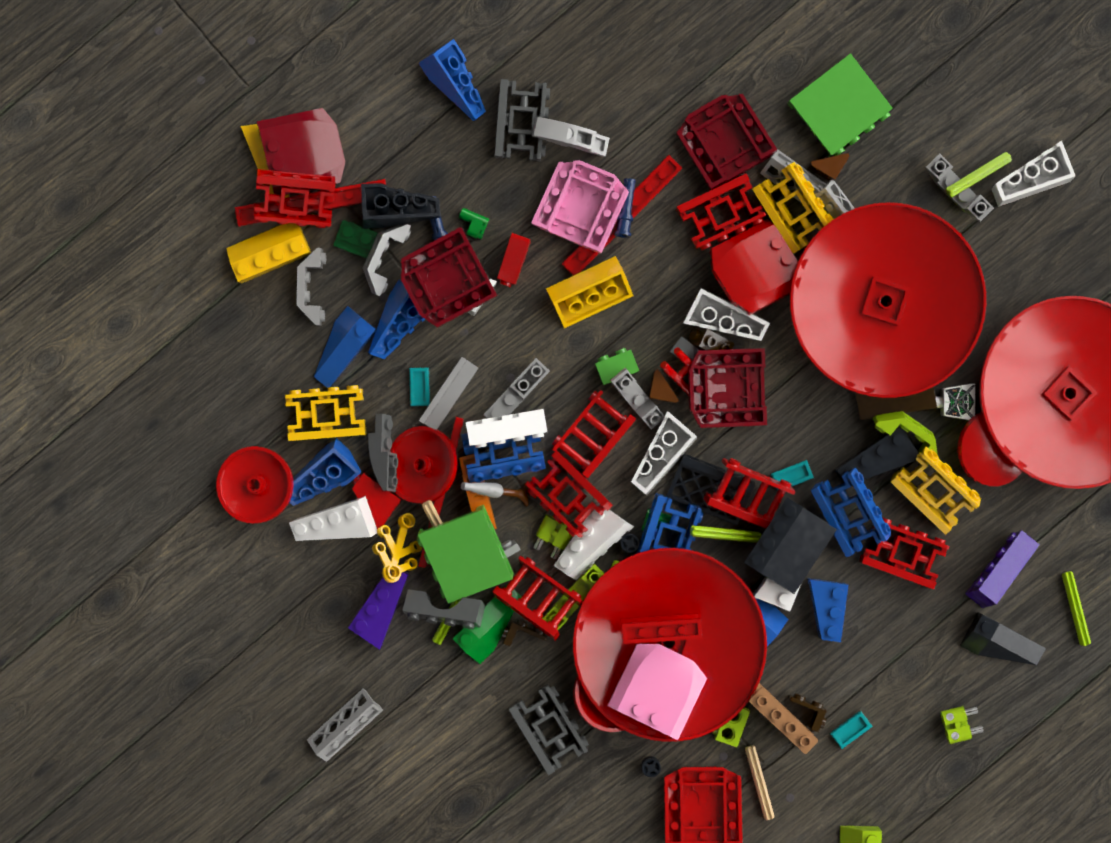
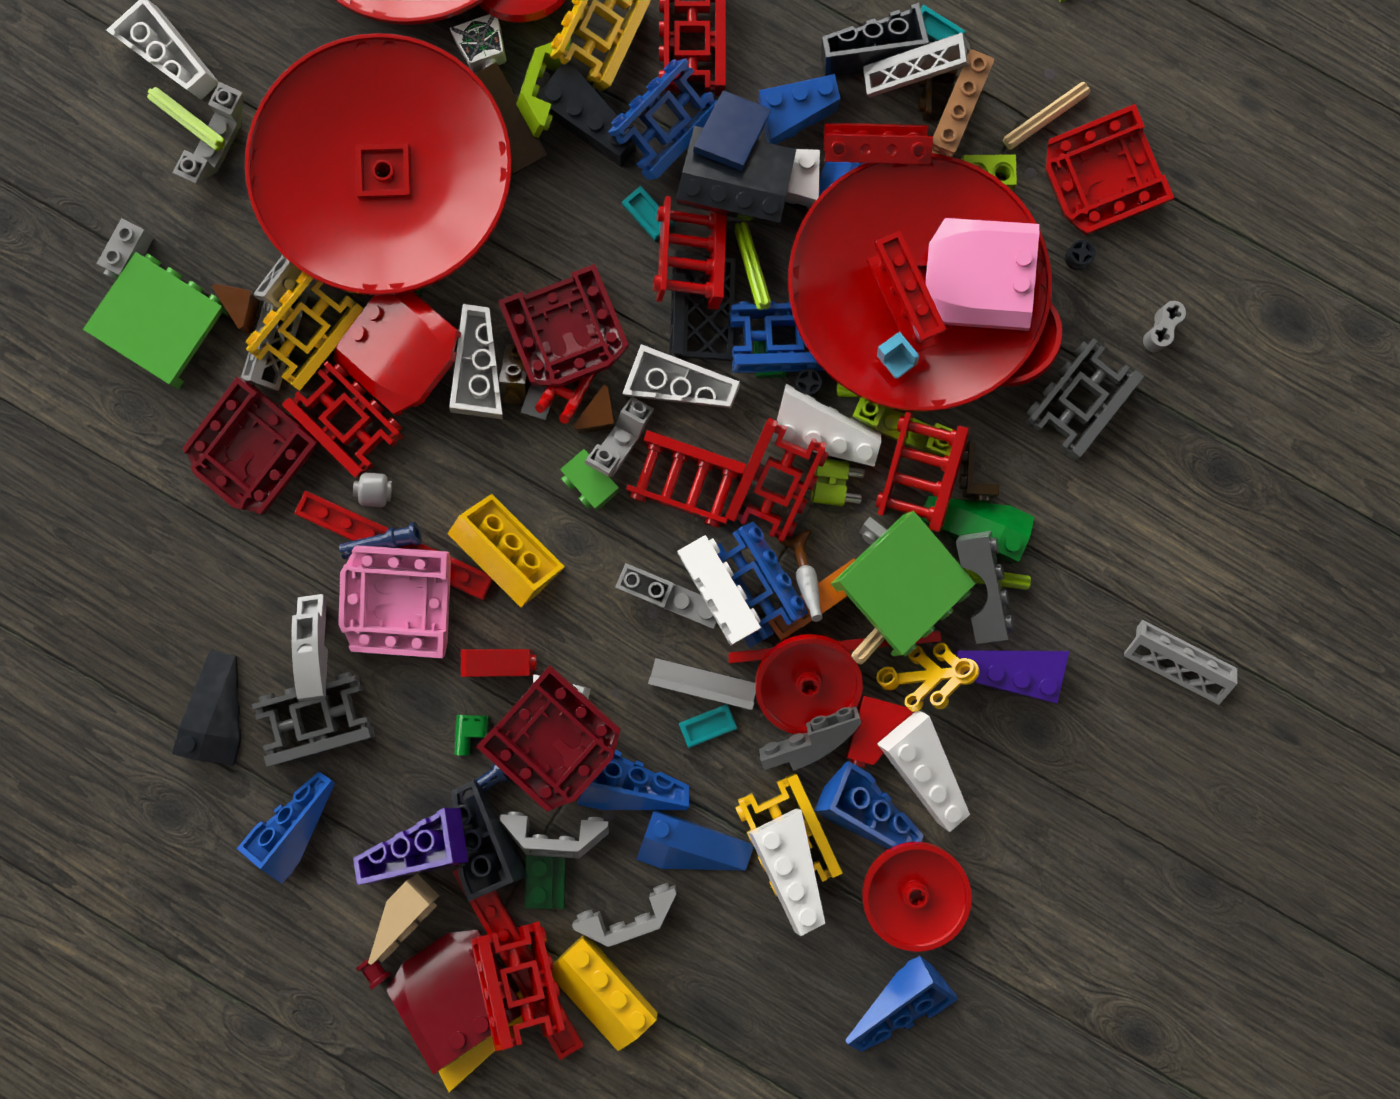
camera: 105 degrees left, 5 degrees down
(191, 455) = (908, 996): none -> blue wedge
(307, 406) = (789, 865): none -> white wedge
(338, 103) = (374, 973): none -> dark red bush
(372, 140) = (410, 902): none -> tan slope
(407, 165) = (422, 848): none -> dark purple wedge
(546, 51) = (211, 718): none -> black wedge
(578, 805) = (1164, 326): none -> light grey axle
(622, 608) = (897, 355): none -> medium azure panel
(664, 215) = (373, 490): none -> light grey head
(779, 652) = (877, 143): none -> red fence
(822, 554) = (732, 130): none -> dark blue tile
(829, 701) = (915, 61): none -> light grey fence
(852, 681) = (852, 47): none -> black wedge
(900, 100) = (122, 246): none -> light grey brick

